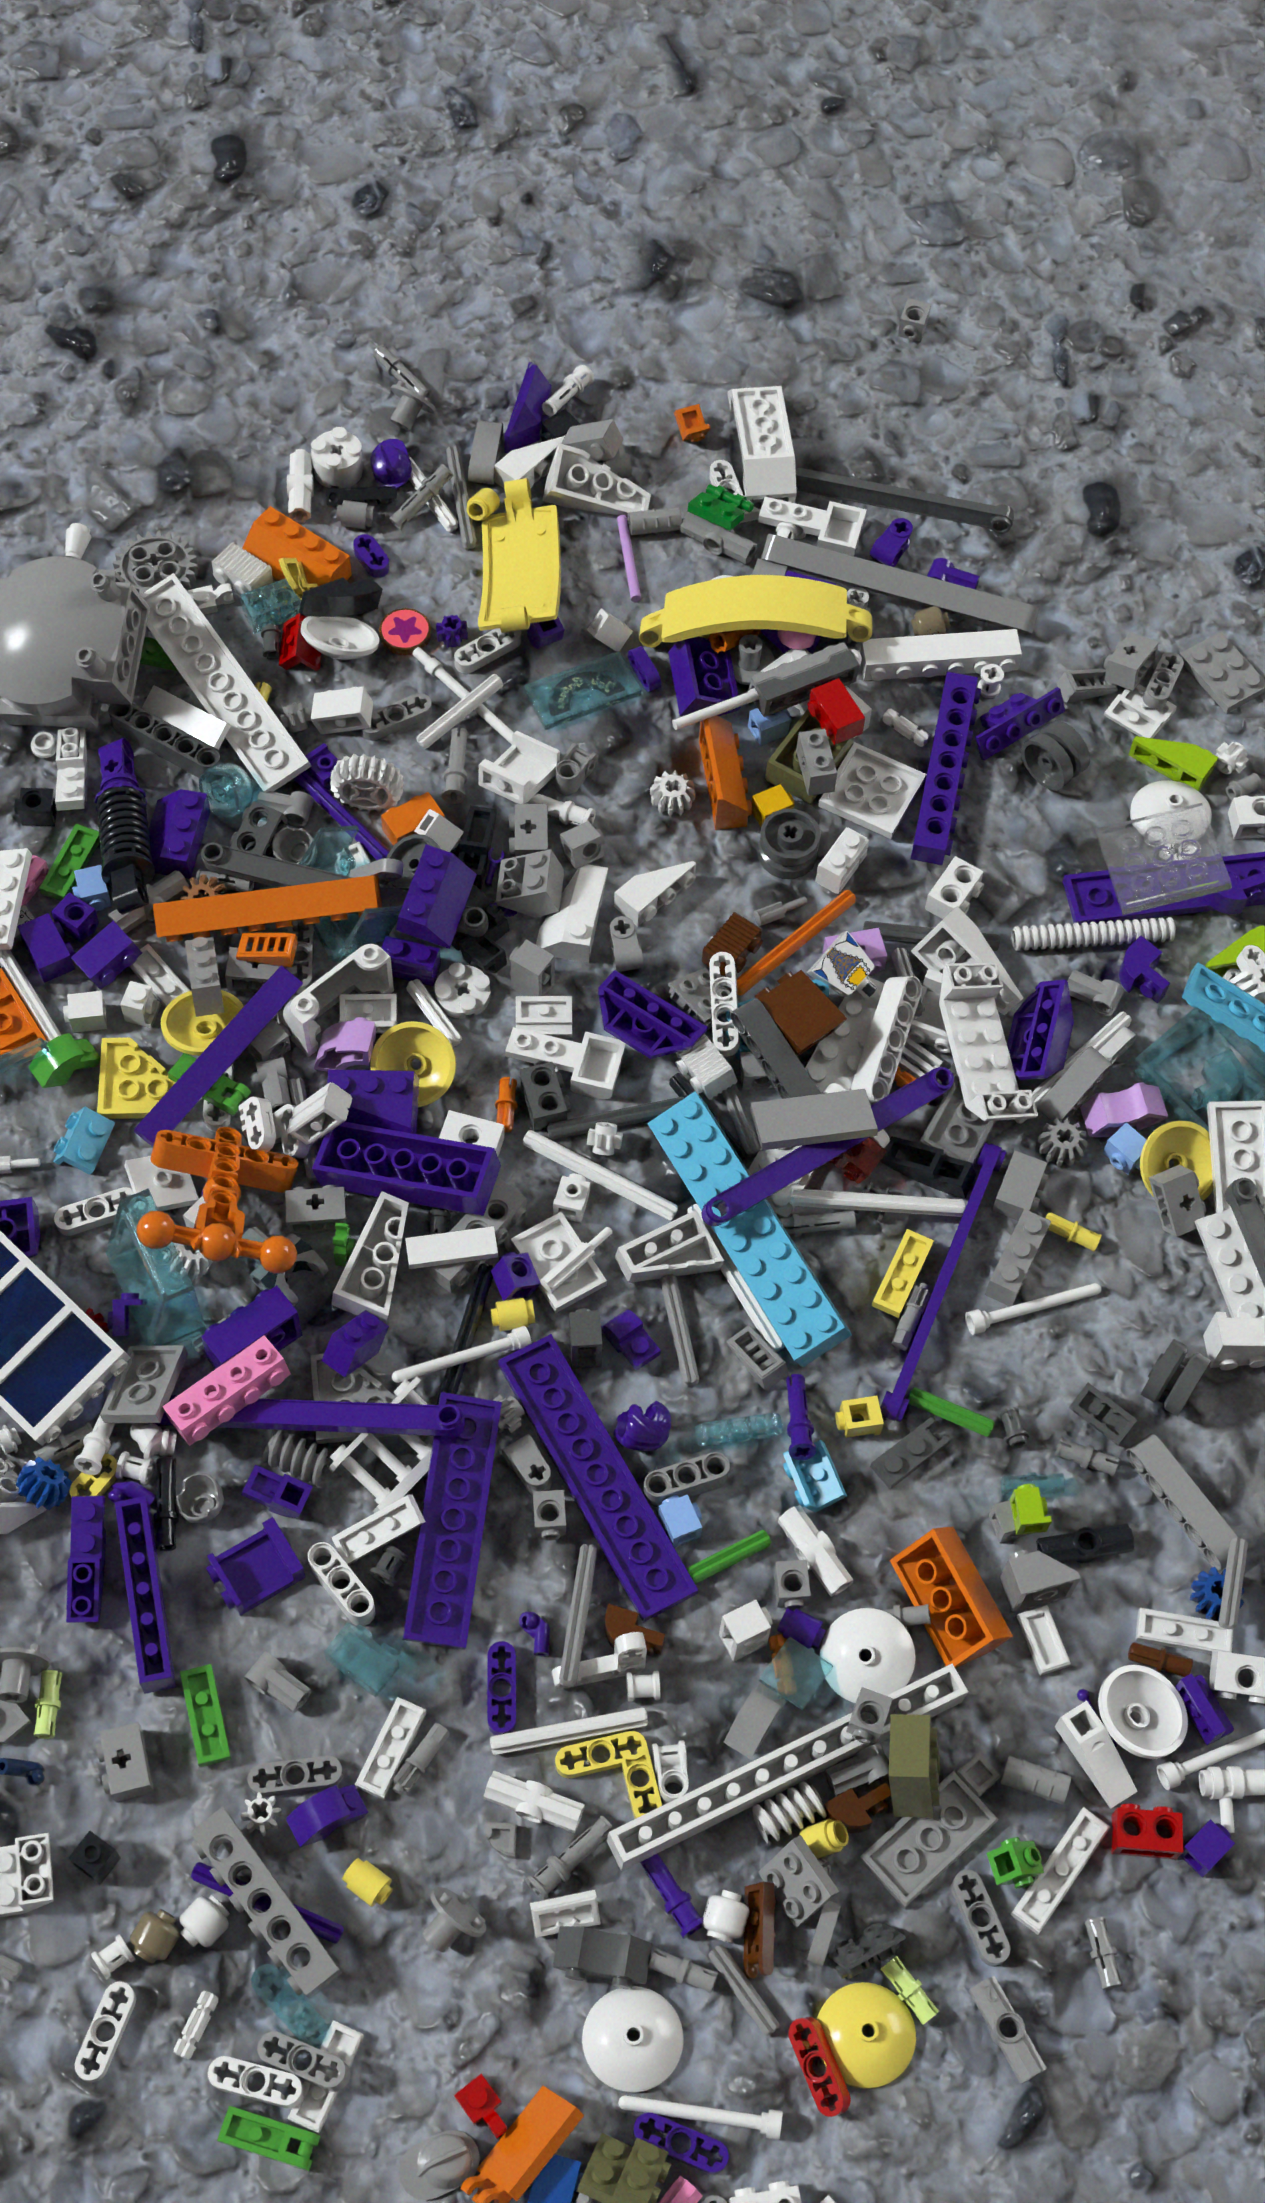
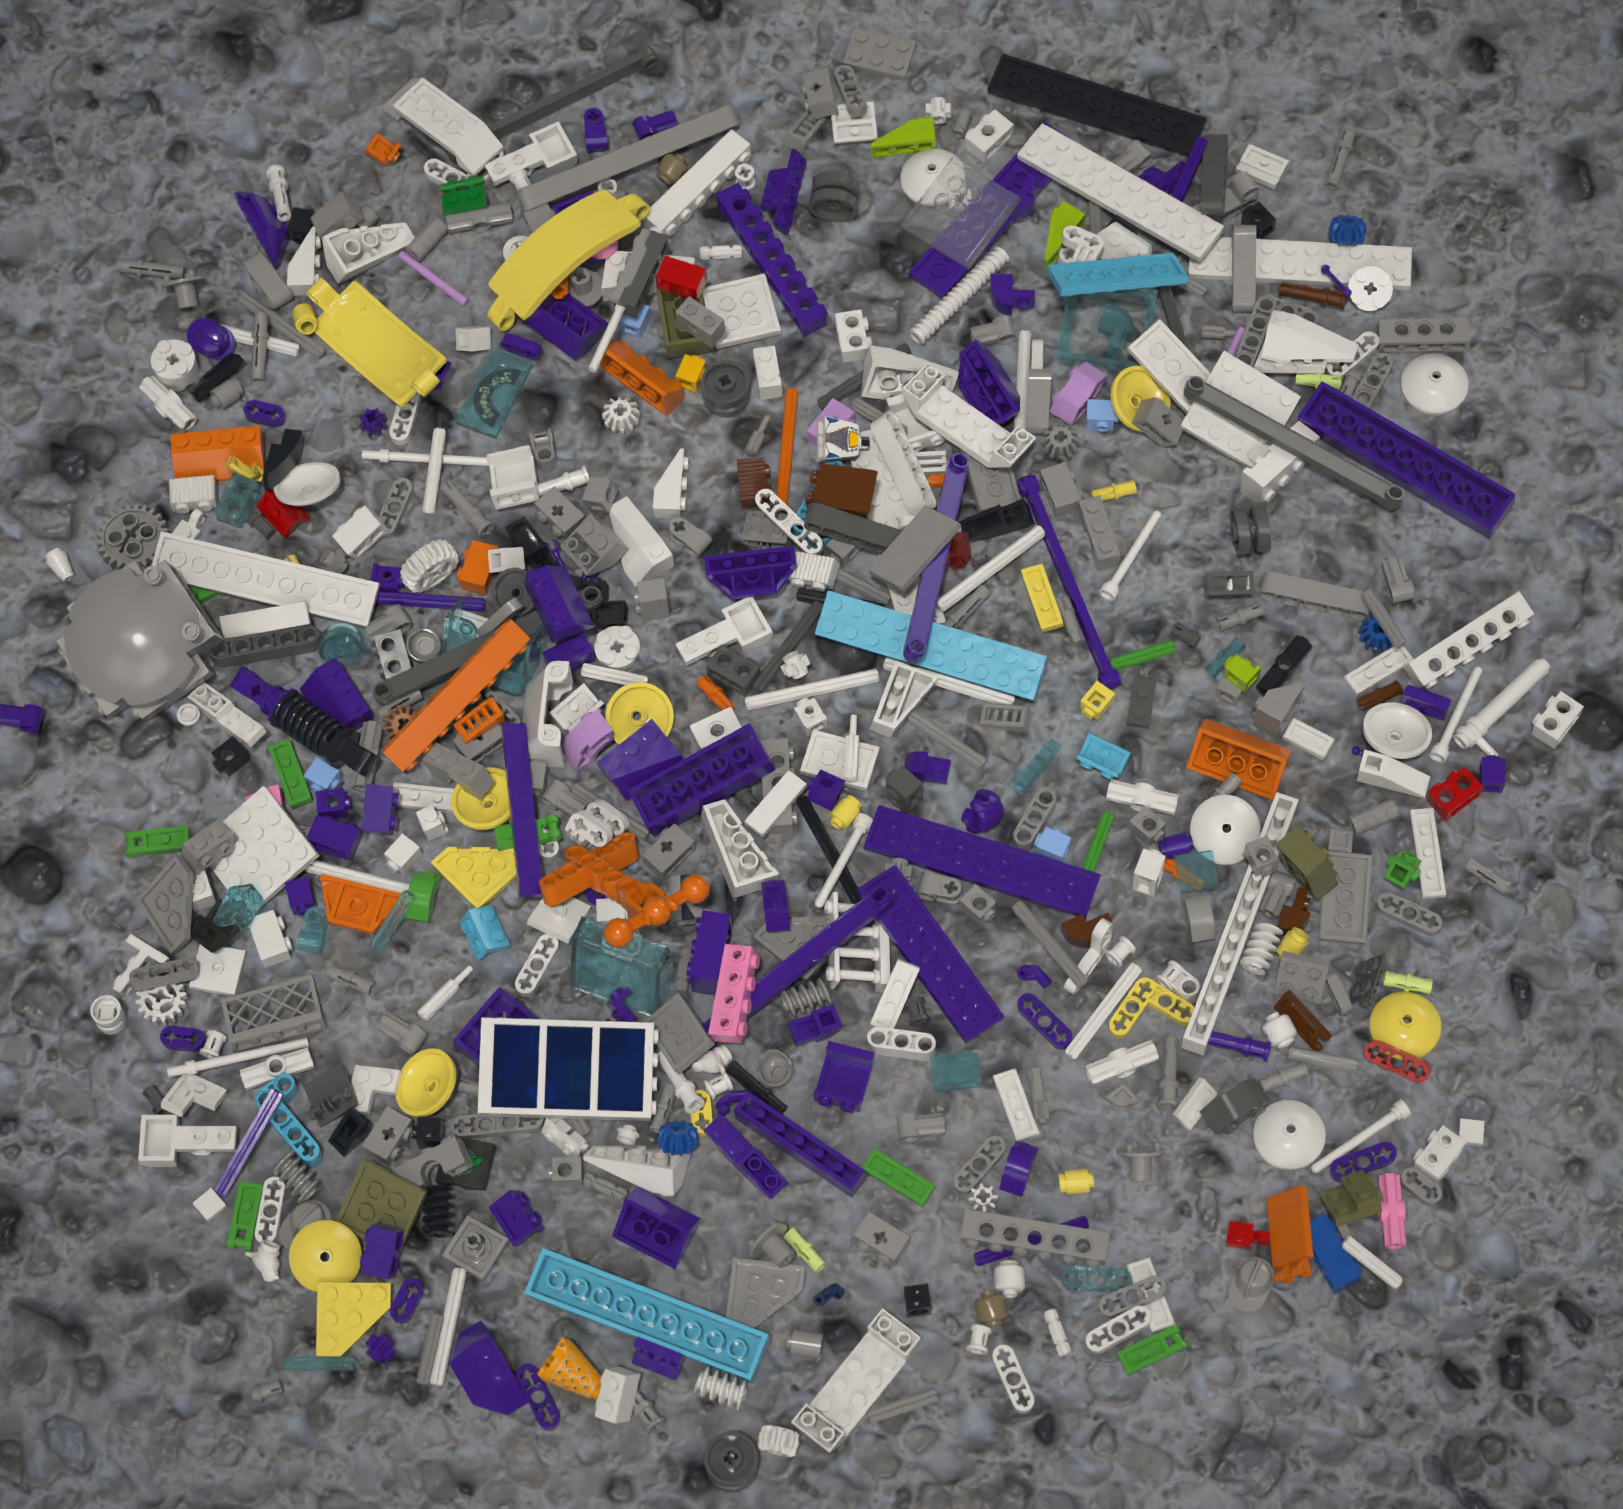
camera: 35 degrees left, 5 degrees up
(320, 1113) = (620, 791): white brick -> none
(343, 1244) = (706, 857): bright green plate -> none
(404, 631) = (340, 446): tile -> none
(545, 1015) = (683, 621): white plate -> none
(799, 1427) = (1071, 735): dark purple pin -> none
(1019, 2049) = (1489, 961): light grey piece -> none

